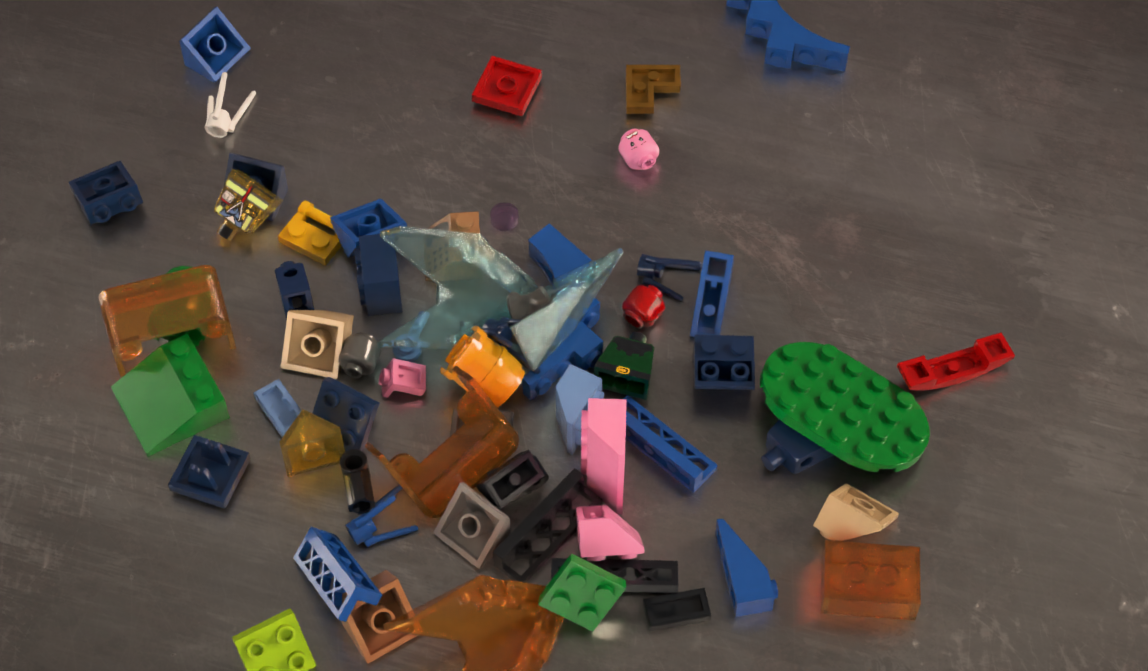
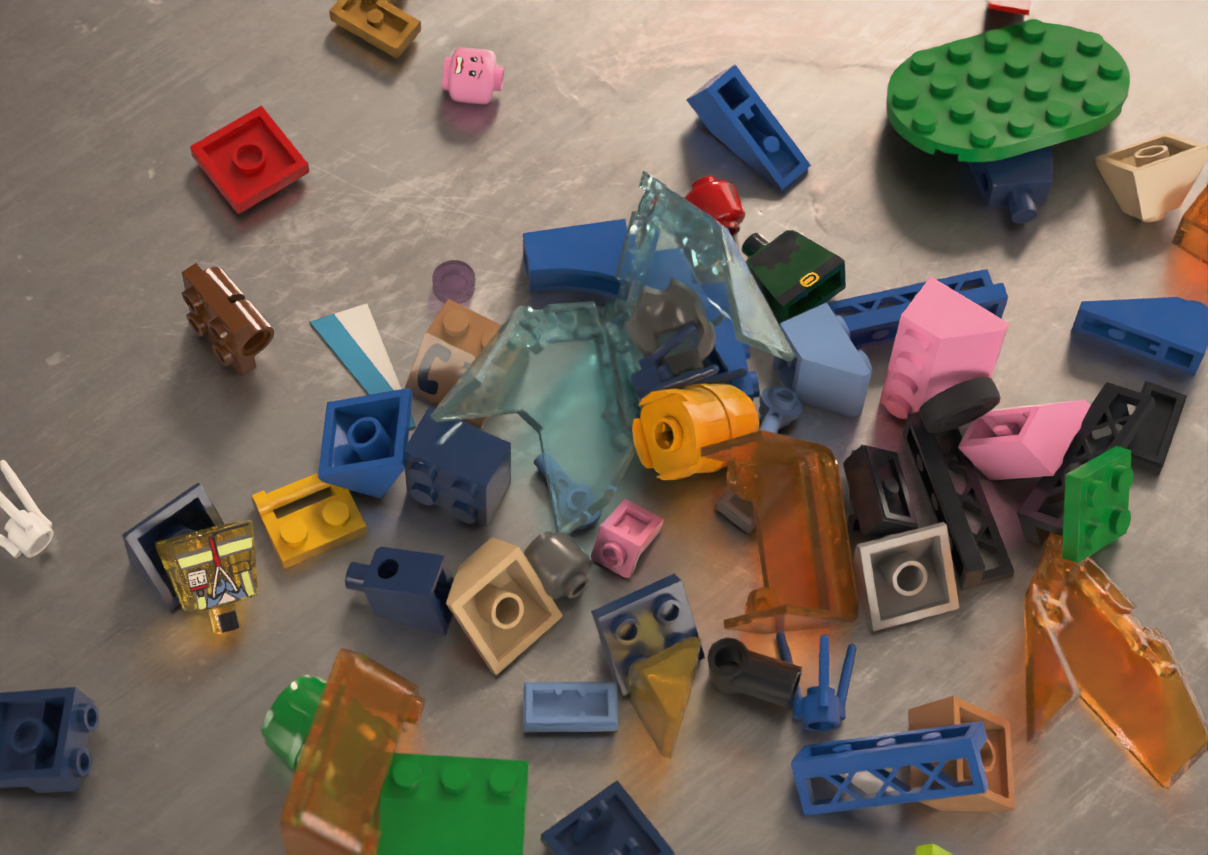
camera: 60 degrees left, 5 degrees up
(395, 123) = (225, 317): none -> reddish brown plate
(434, 199) = (360, 348): none -> sticker
(538, 407) = (778, 408): none -> medium blue plate
(590, 483) = (959, 405): none -> black tyre
(653, 268) = (663, 163): dark blue plant -> none
(723, 362) = (863, 176): dark blue slope -> none

